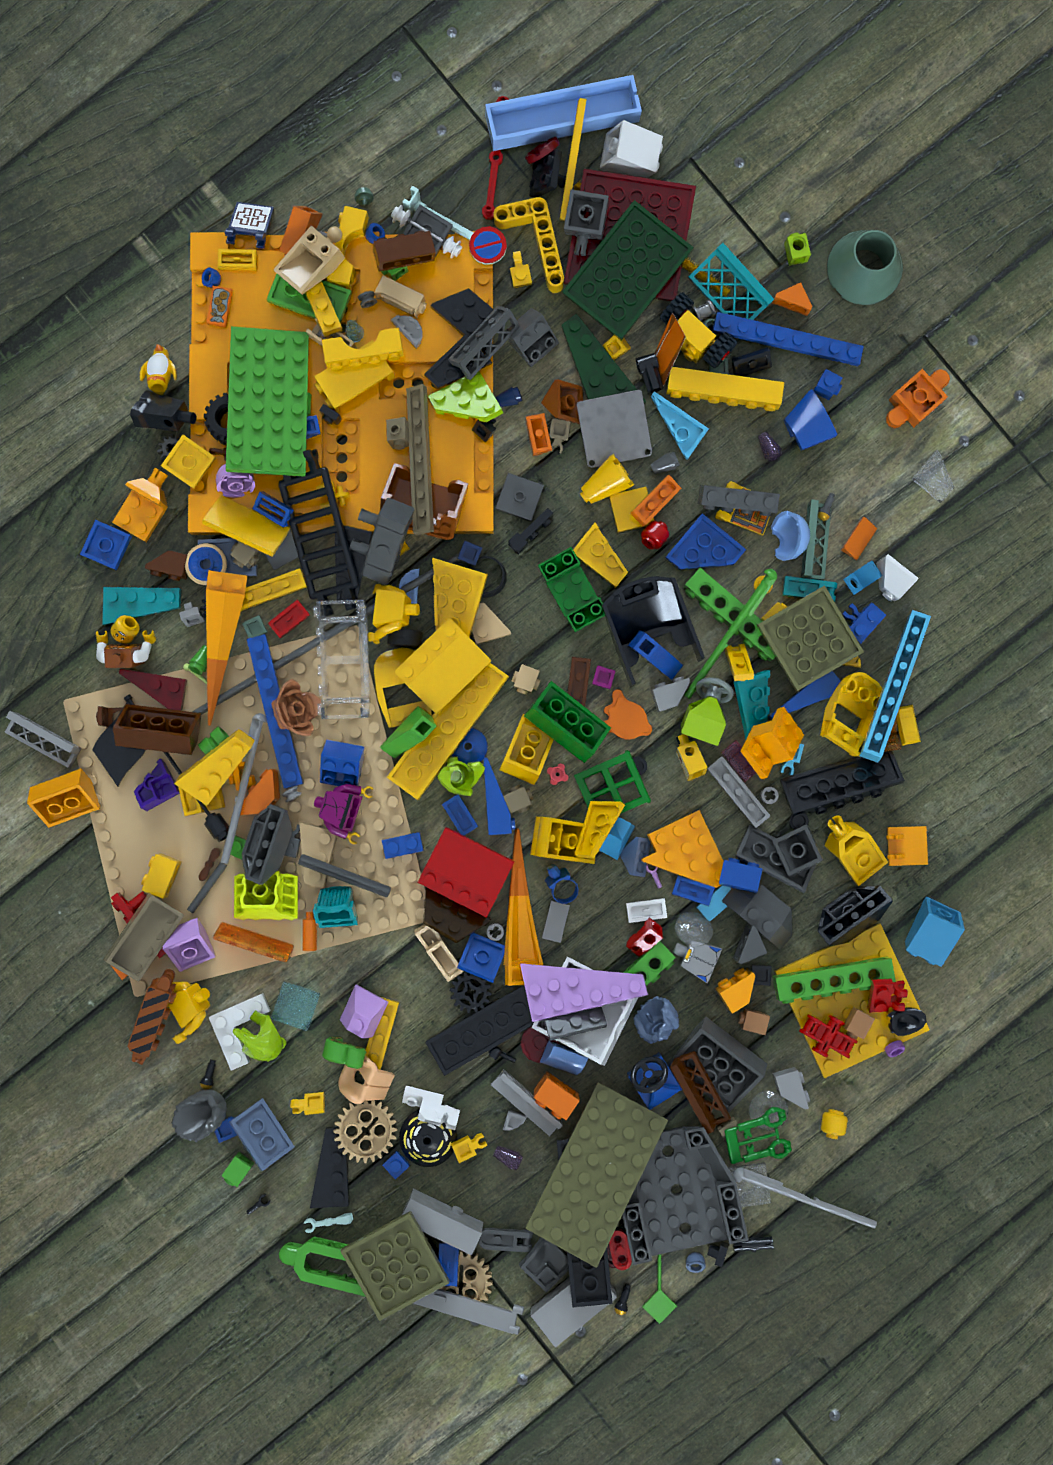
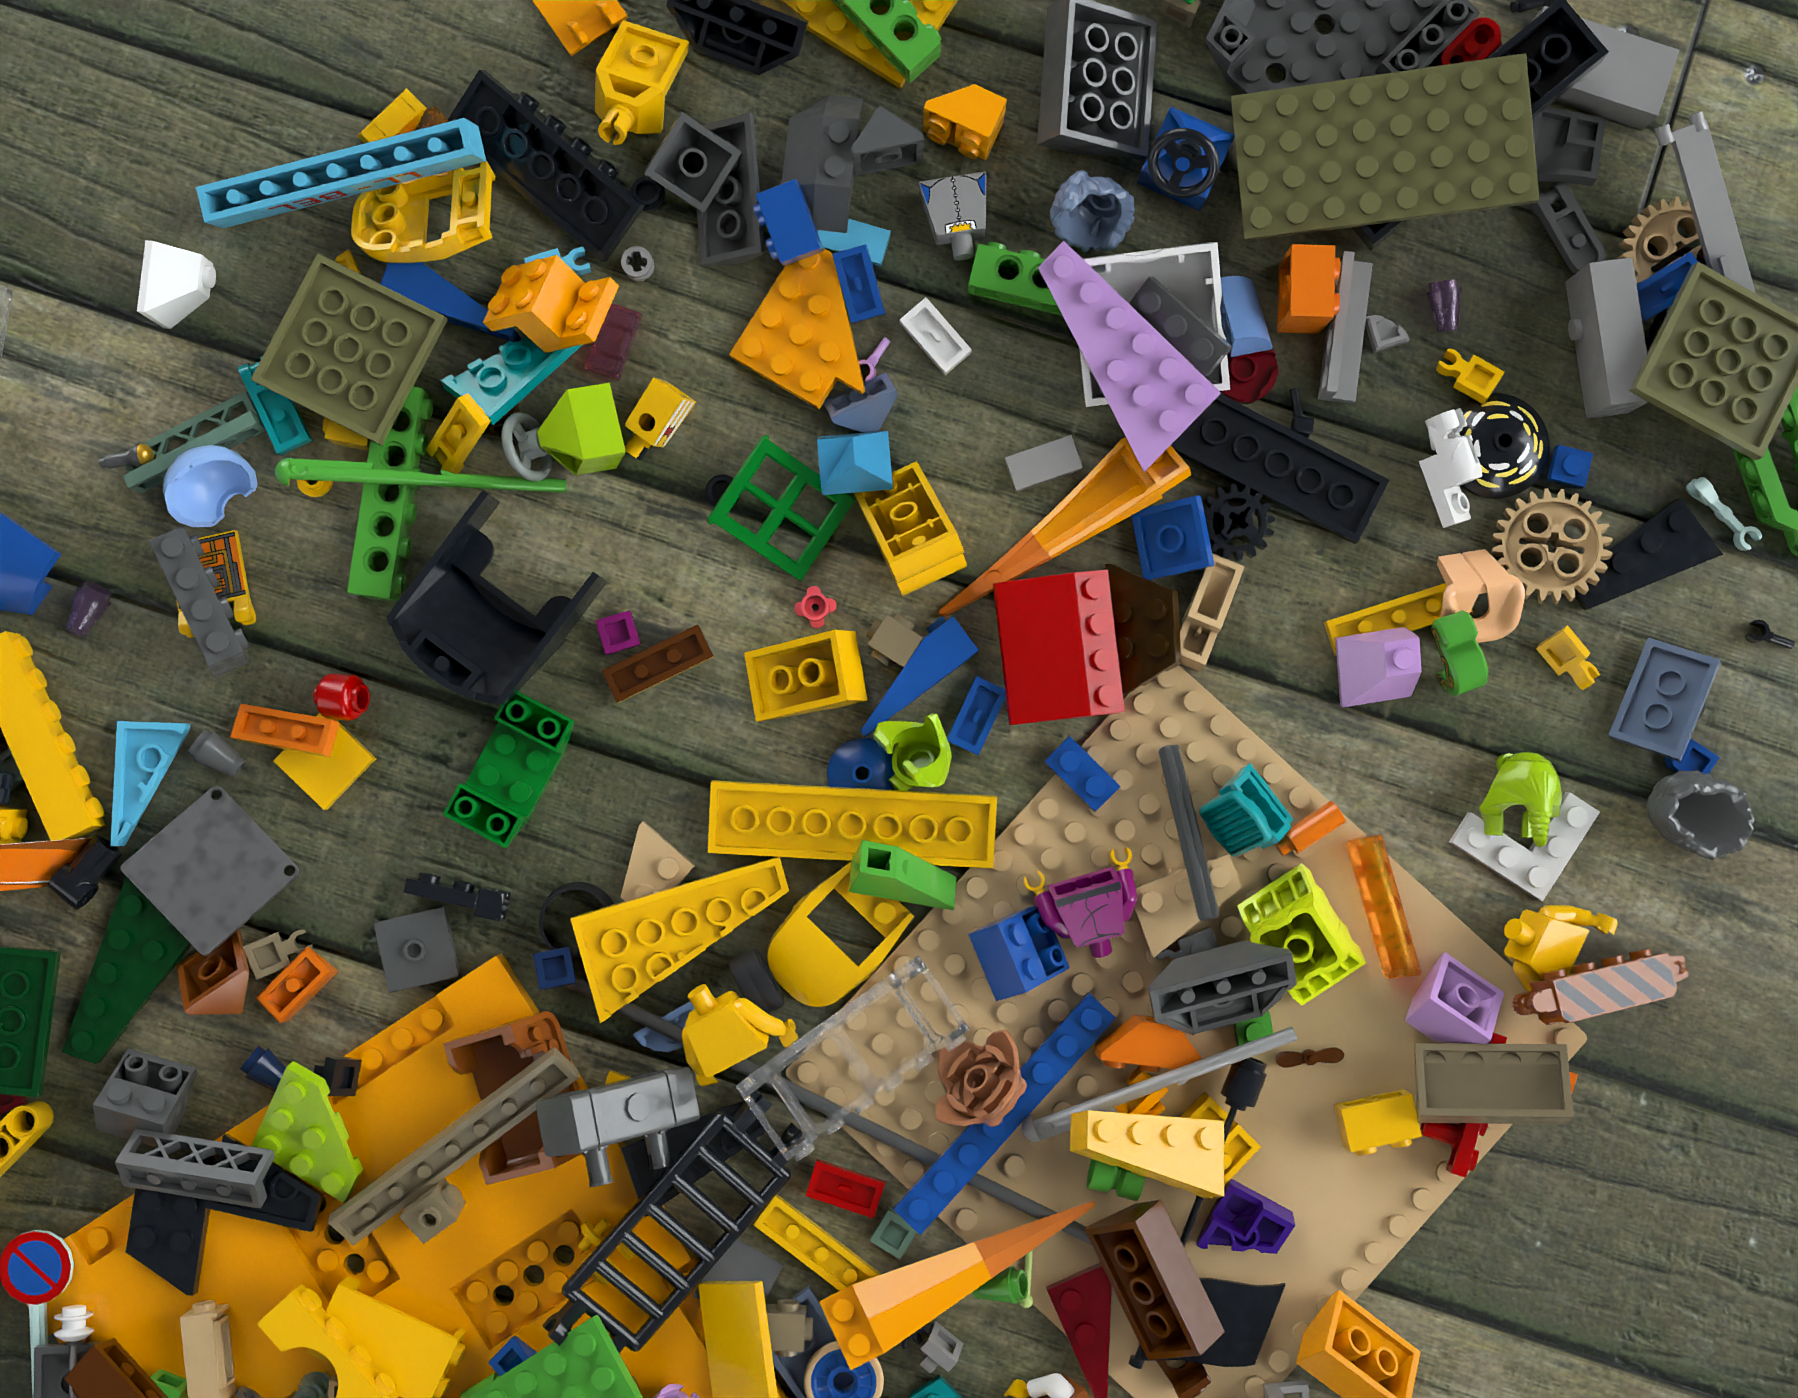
camera: 125 degrees left, 0 degrees up
(206, 888) = (1341, 1036): dark grey bar -> none
(207, 1080) = (1640, 838): black piece -> none
(237, 1169) = (1741, 701): bright green brick -> none
(286, 516) = (683, 1302): blue tile -> none
(291, 794) = (1116, 999): light grey bush -> none
(295, 1006) = (1435, 777): clear light blue tile -> none
(330, 415) = (474, 1340): black plate -> none
(409, 328) = (252, 1303): light grey tile -> none
(442, 666) = (760, 893): yellow slope -> none
(491, 927) = (1122, 534): light grey bush -> none
(520, 273) = (51, 1185): yellow plate -> none
(526, 680) = (699, 750): tan brick -> none
(557, 875) = (973, 506): blue piece -> none
(567, 722) = (723, 642): green slope -> none
(596, 827) = (856, 488): yellow wing -> none
(600, 557) = (432, 760): yellow wing -> none
(606, 481) = (302, 827): yellow cone -> none
(616, 347) = (77, 952): yellow slope -> none
(626, 718) = (660, 558): orange tile -> none
(645, 938) = (978, 309): red leg -> none
(655, 654) = (529, 574): blue slope -> none
(669, 695) = (580, 511): light grey slope -> none
(689, 933) = (927, 247): clear dish -> none
(693, 1093) = (1166, 85): reddish brown fence -> none
(705, 547) = (311, 607): blue plate -> none
(738, 792) = (662, 312): light grey plate -> none
(754, 1021) = (996, 66): medium nougat brick -> none
(762, 974) = (914, 98): black plate -> none
(859, 538) = (146, 379): orange slope -> none
(863, 577) = (202, 332): dark azure bracket -> none
(865, 620) = (268, 286): blue brick -> none

